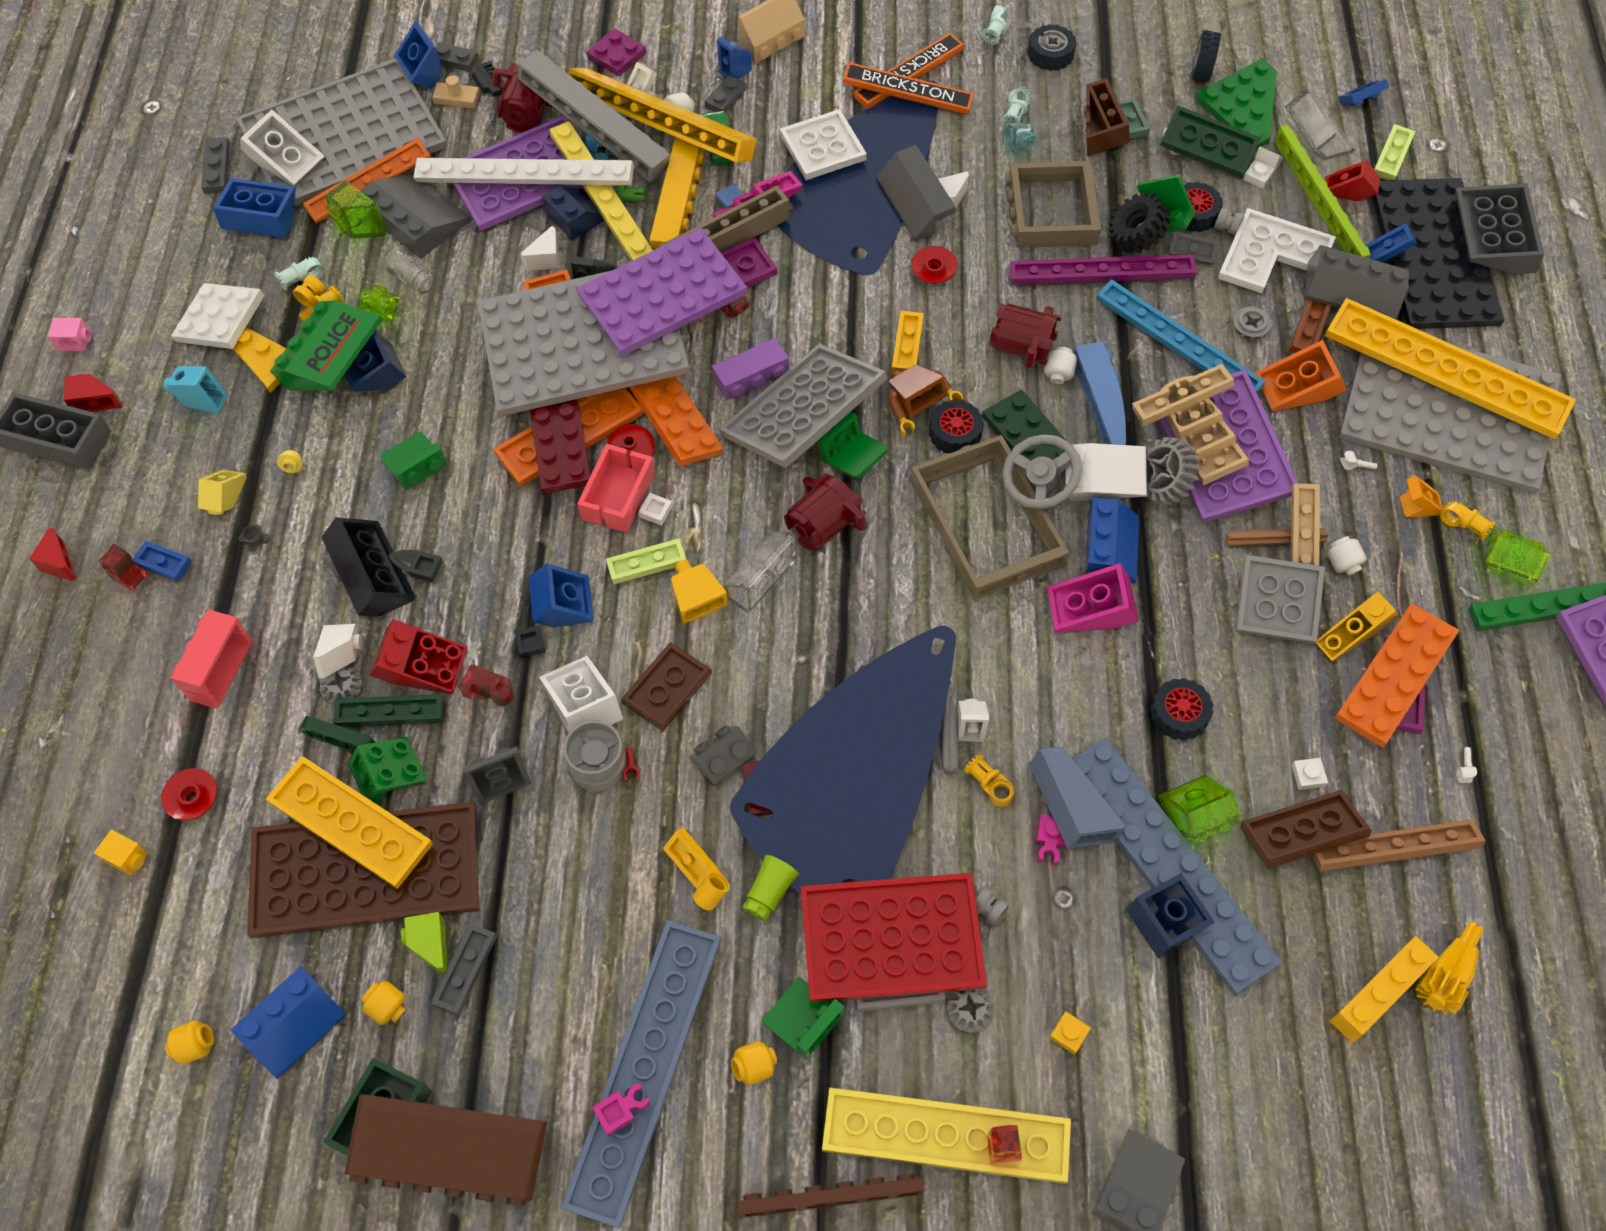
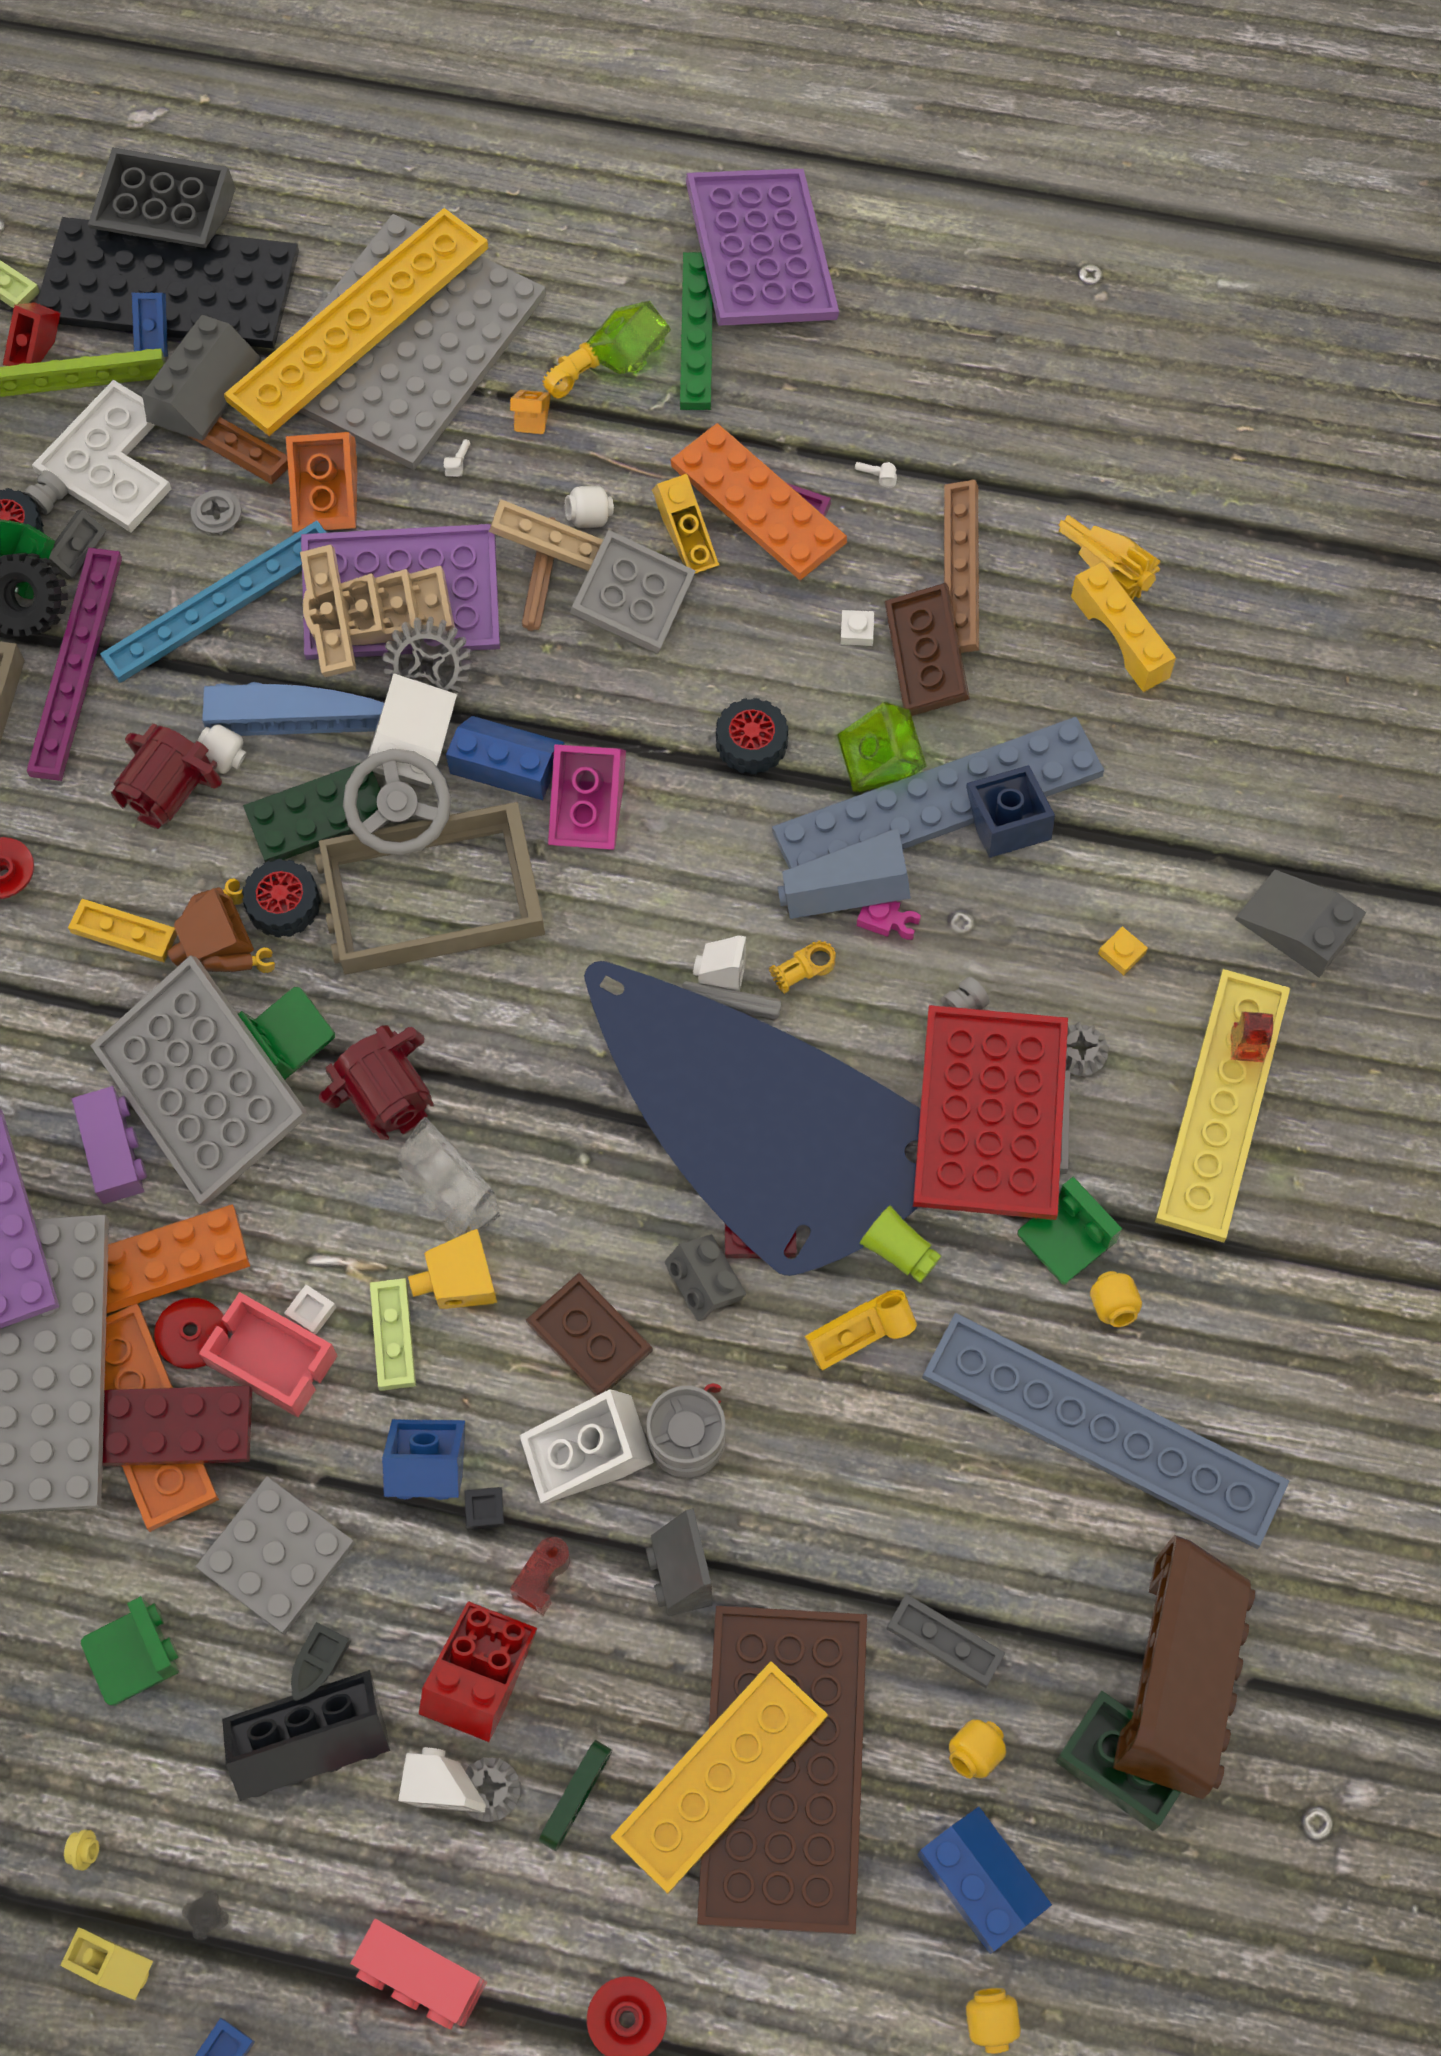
camera: 80 degrees left, 5 degrees up
(385, 767) = (642, 1728): green bracket -> none
(388, 710) = (550, 1719): dark green plate -> none
(427, 939) = (902, 1684): lime slope -> none
(486, 527) = (275, 1555): none -> light grey plate
(616, 1111) = (1158, 1461): dark pink plate -> none
(844, 1194) = (1278, 1254): reddish brown plate -> none

